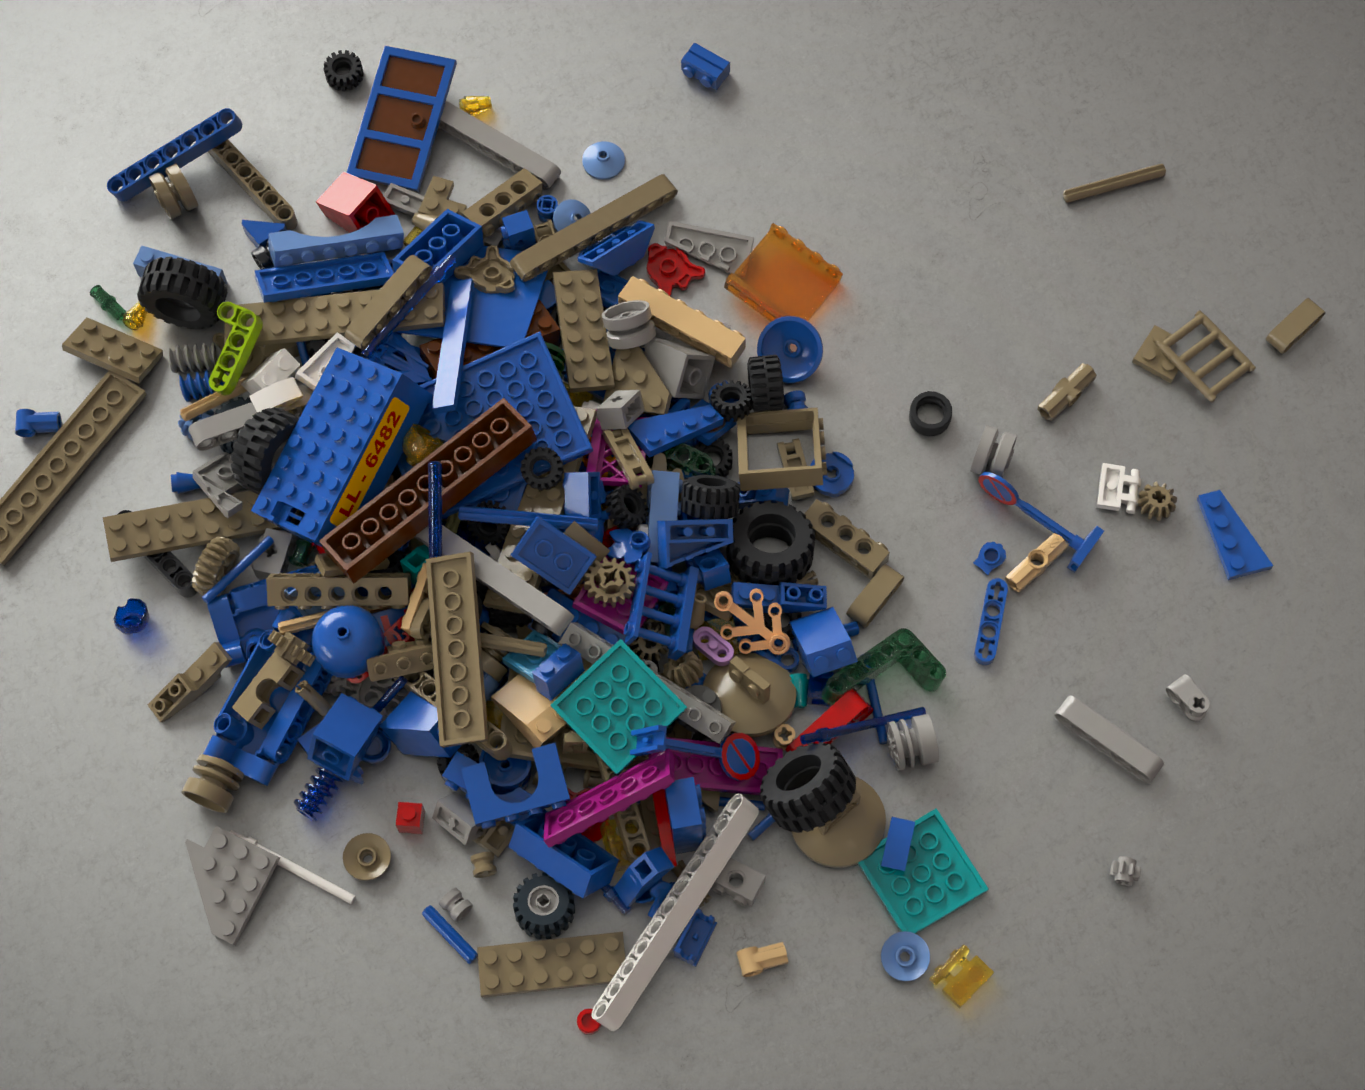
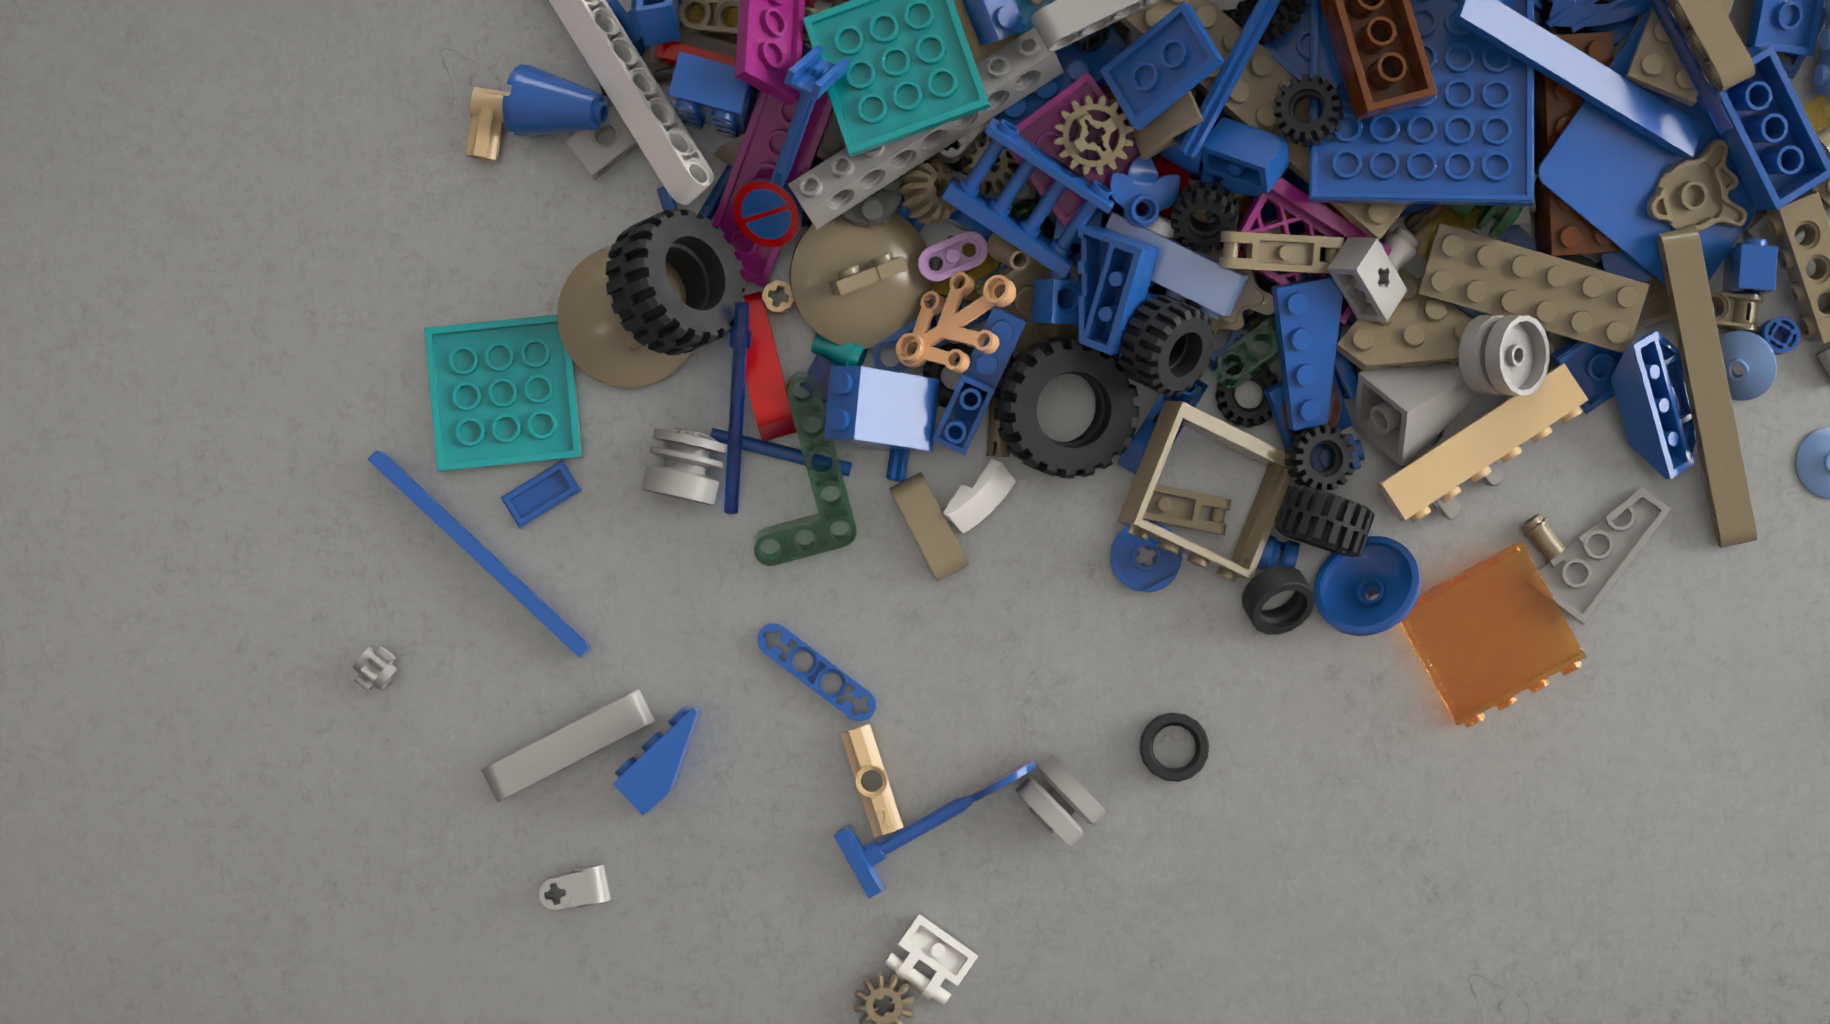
camera: 115 degrees right, 20 degrees up
(671, 268) = (1592, 477): red tile -> none
(695, 938) = (556, 46): blue hinge -> none
(713, 283) = (1543, 537): none -> dark tan pin
(733, 915) = (549, 104): none -> blue cone
(821, 391) = (1268, 584): none -> black tyre
(850, 576) = (974, 504): none -> white slope
(868, 563) = (1081, 491): dark tan brick -> none
(898, 843) = (552, 377): blue slope -> none
(911, 944) = (384, 309): medium blue dish -> none
(967, 981) = (330, 380): clear yellow plate -> none
(970, 825) = (541, 494): none -> blue tile
(990, 556) = (912, 720): blue animal -> none
(1024, 841) = (480, 553): none -> blue tile
(1066, 392) = (1115, 965): dark tan piece -> none
(1089, 677) = (656, 771): none -> blue slope

